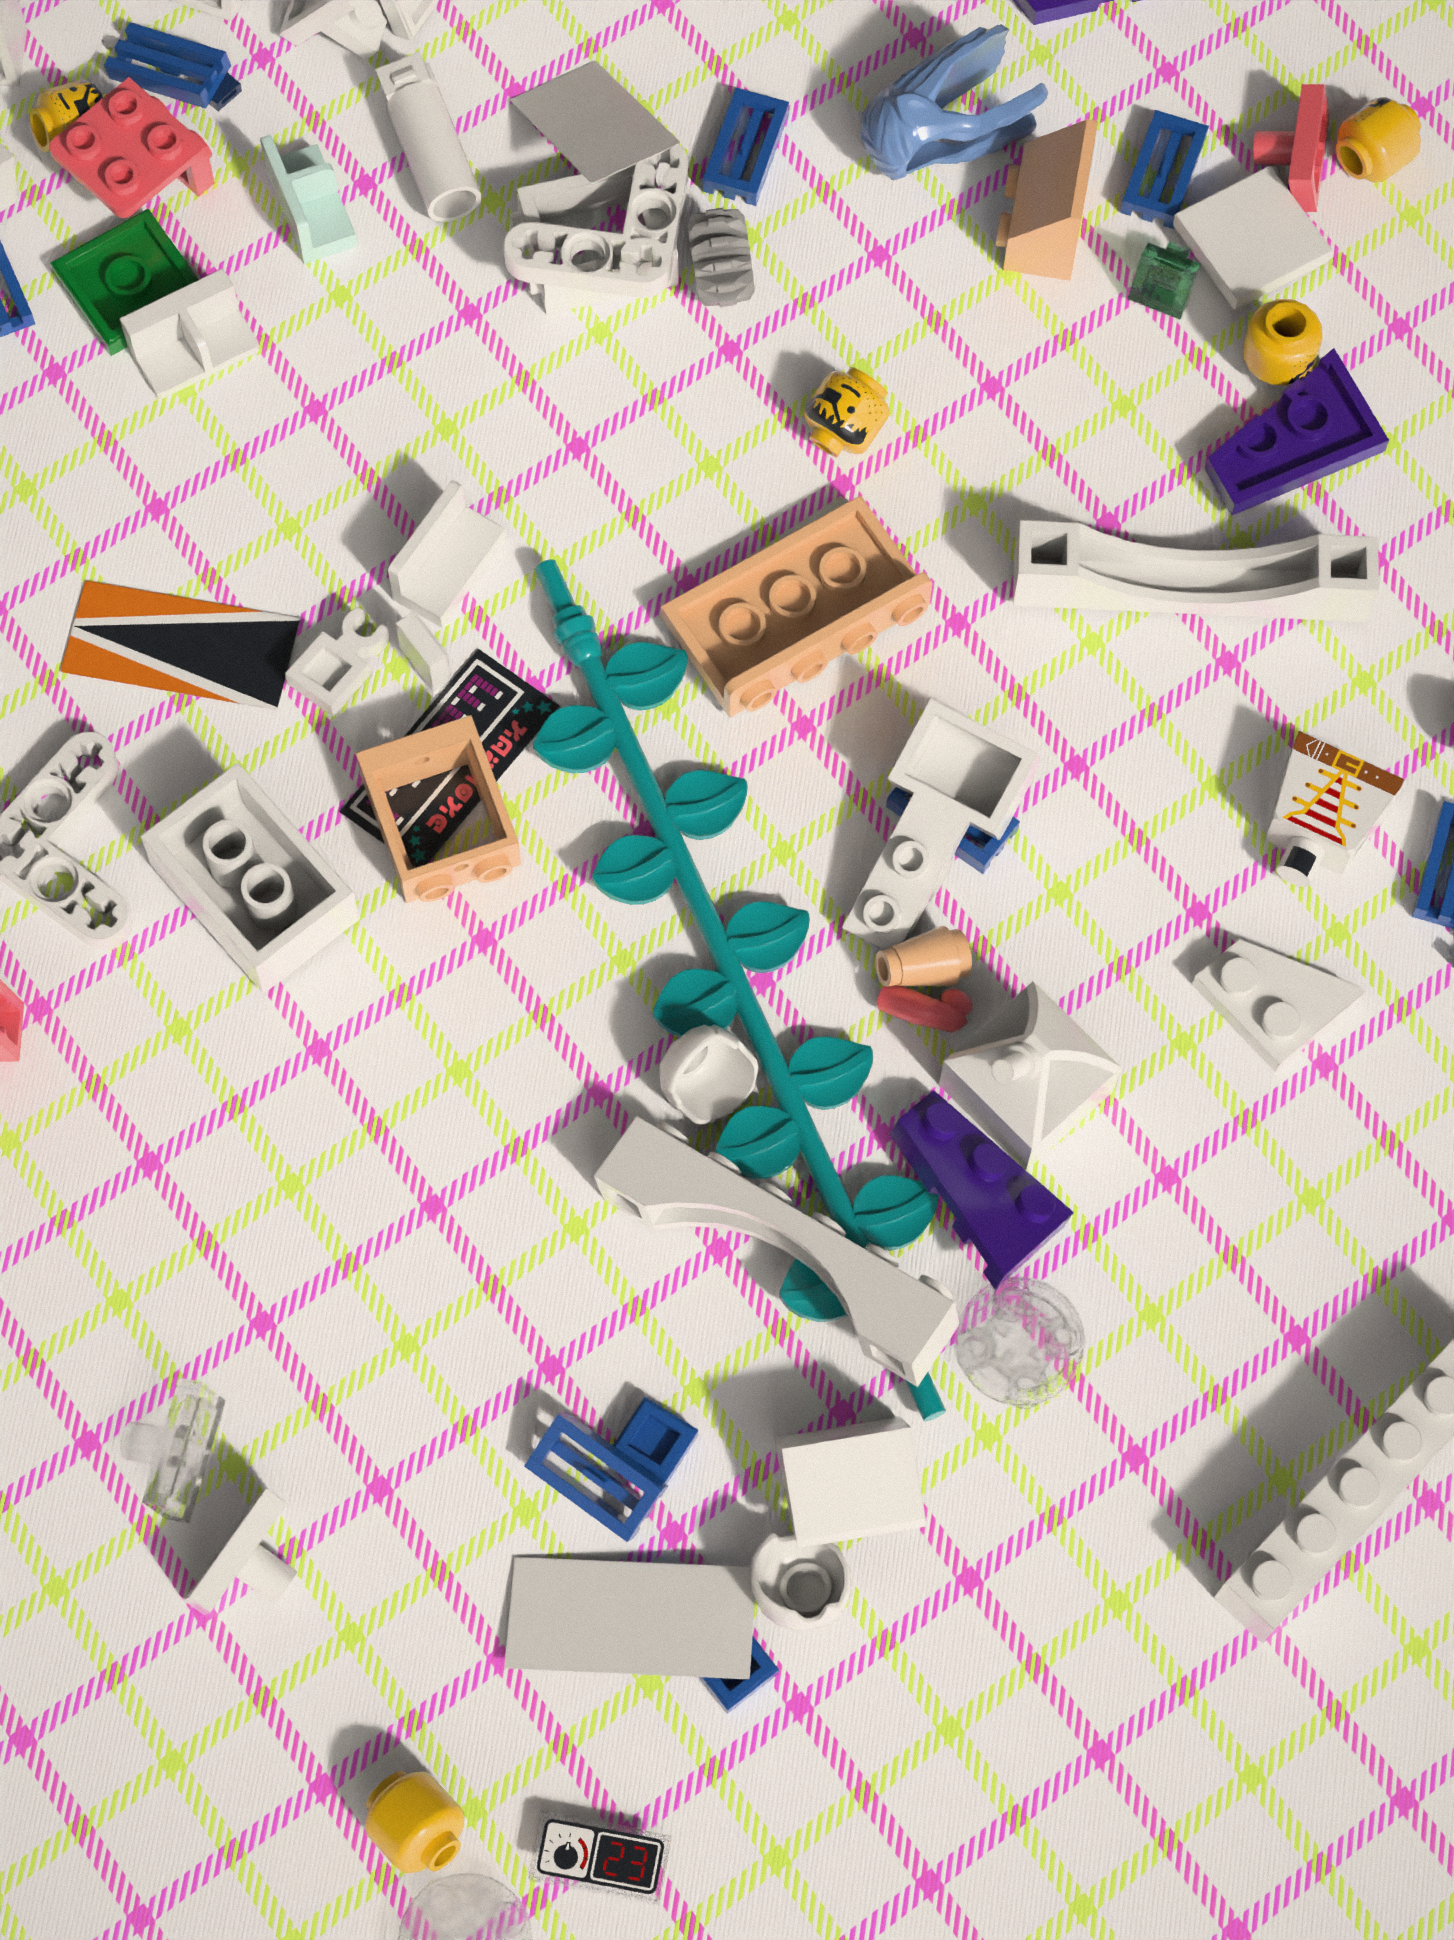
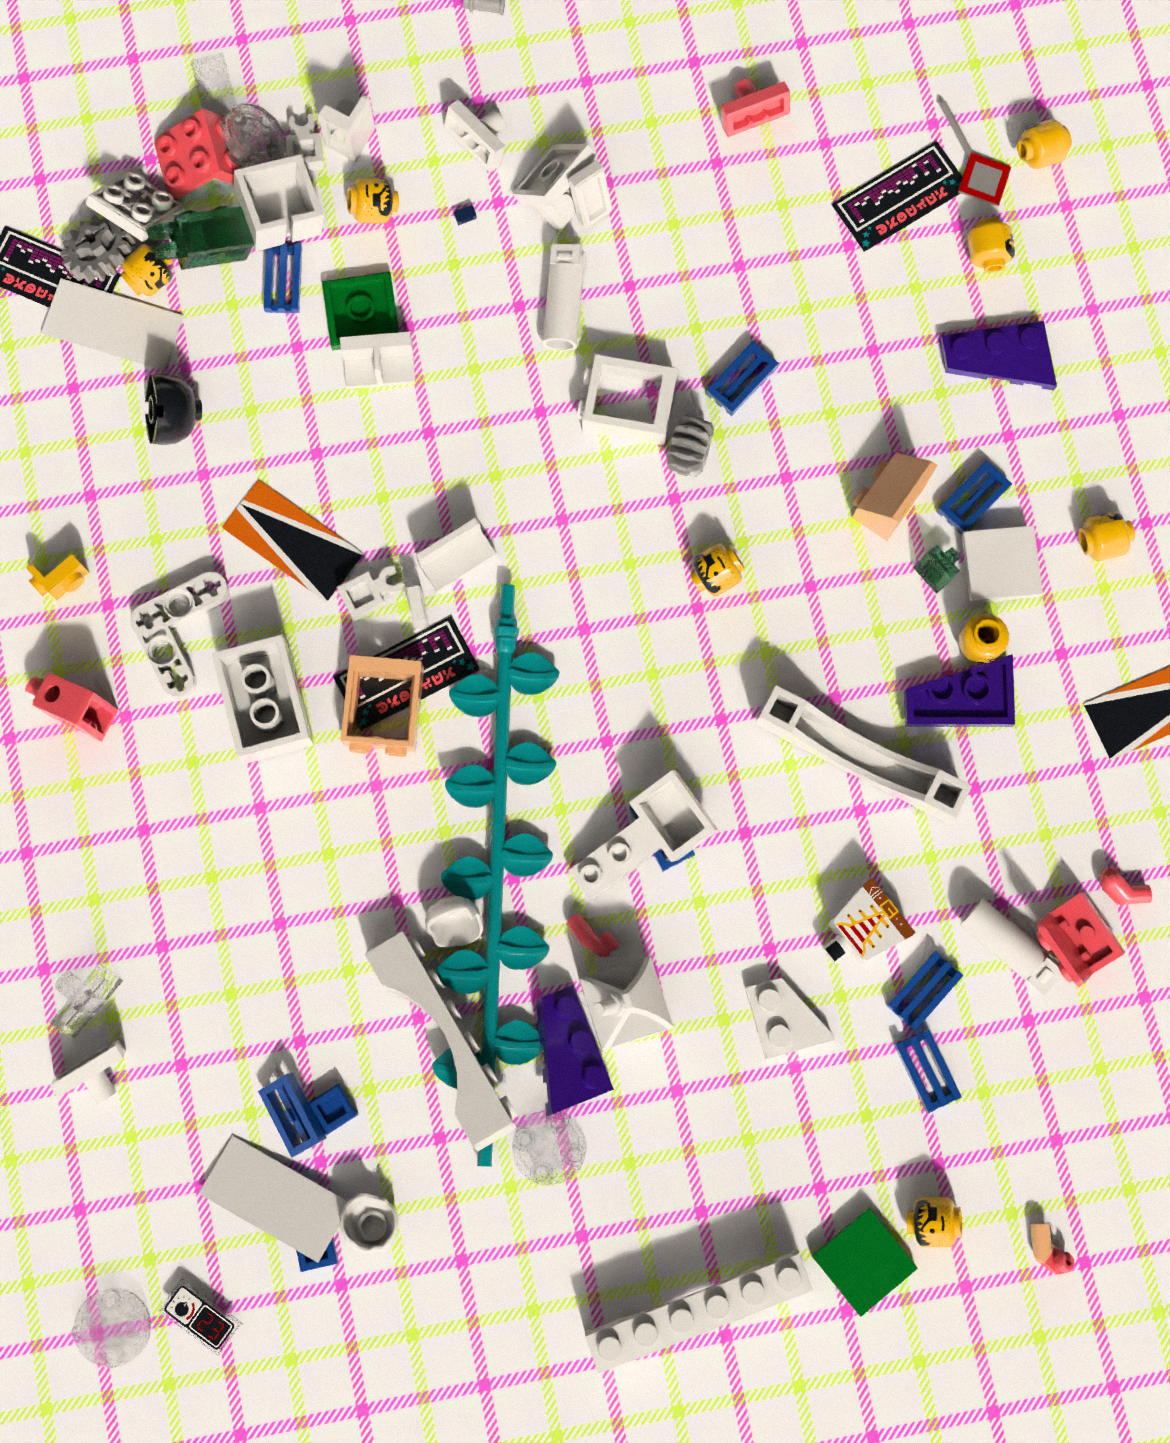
camera: 25 degrees right, 10 degrees up
(132, 150) = (392, 236): coral bracket -> none
(173, 57) = (424, 168): blue tile -> none
(309, 200) = (480, 305): light aqua panel -> none
(414, 1822) = (113, 1255): yellow head -> none
(594, 122) = (658, 331): white sticker -> none
(634, 245) = (641, 420): white beam -> none
(796, 607) = (634, 673): light nougat bracket -> none
(851, 1481) = (420, 1181): white slope -> none
(909, 114) = (833, 406): medium blue hair -> none
(926, 960) = (603, 911): light nougat cone -> none
(1300, 148) = (1057, 522): coral tile -> none

